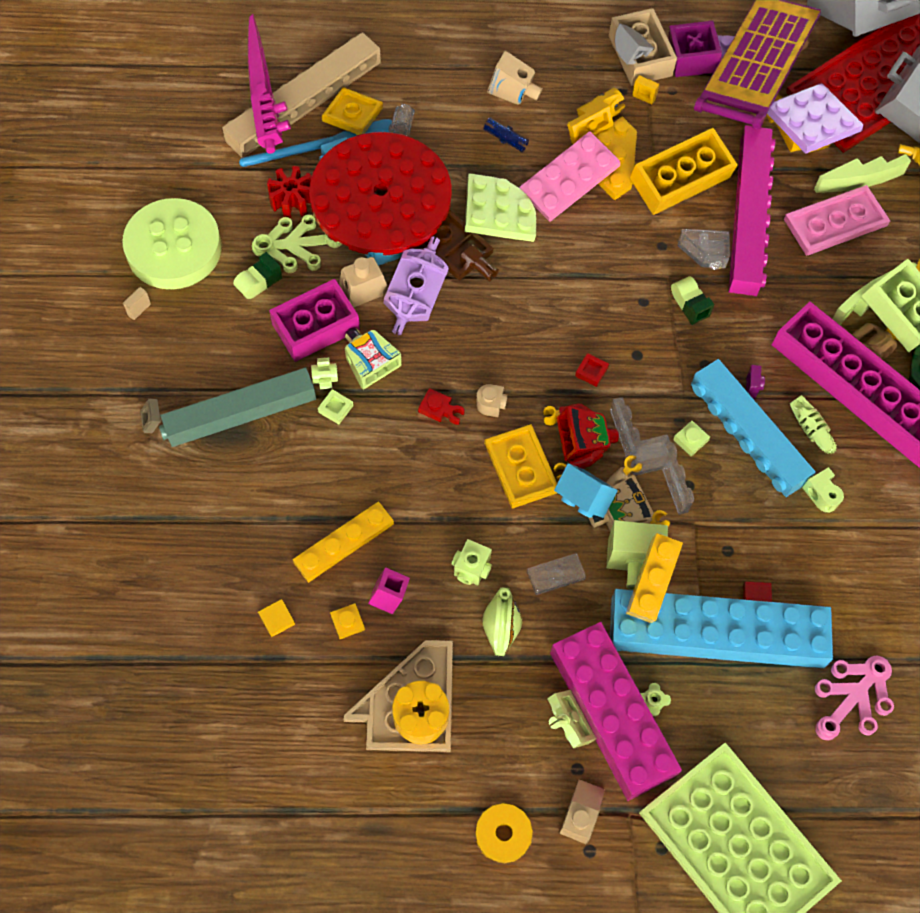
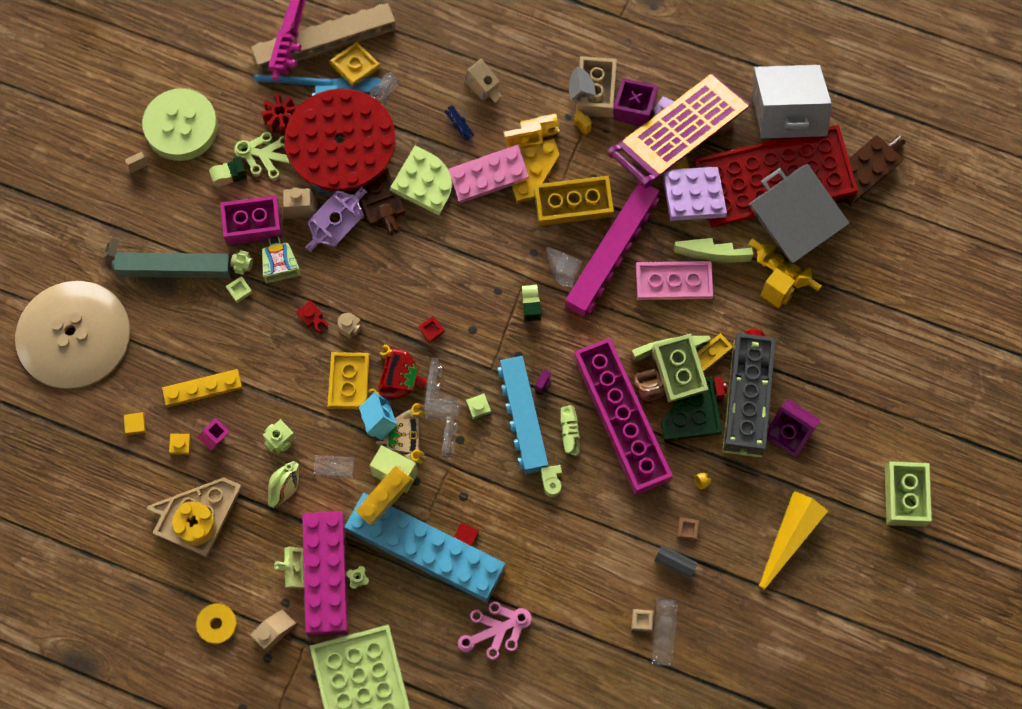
camera: 25 degrees right, 5 degrees up
(150, 571) = (90, 352): none -> tan dish

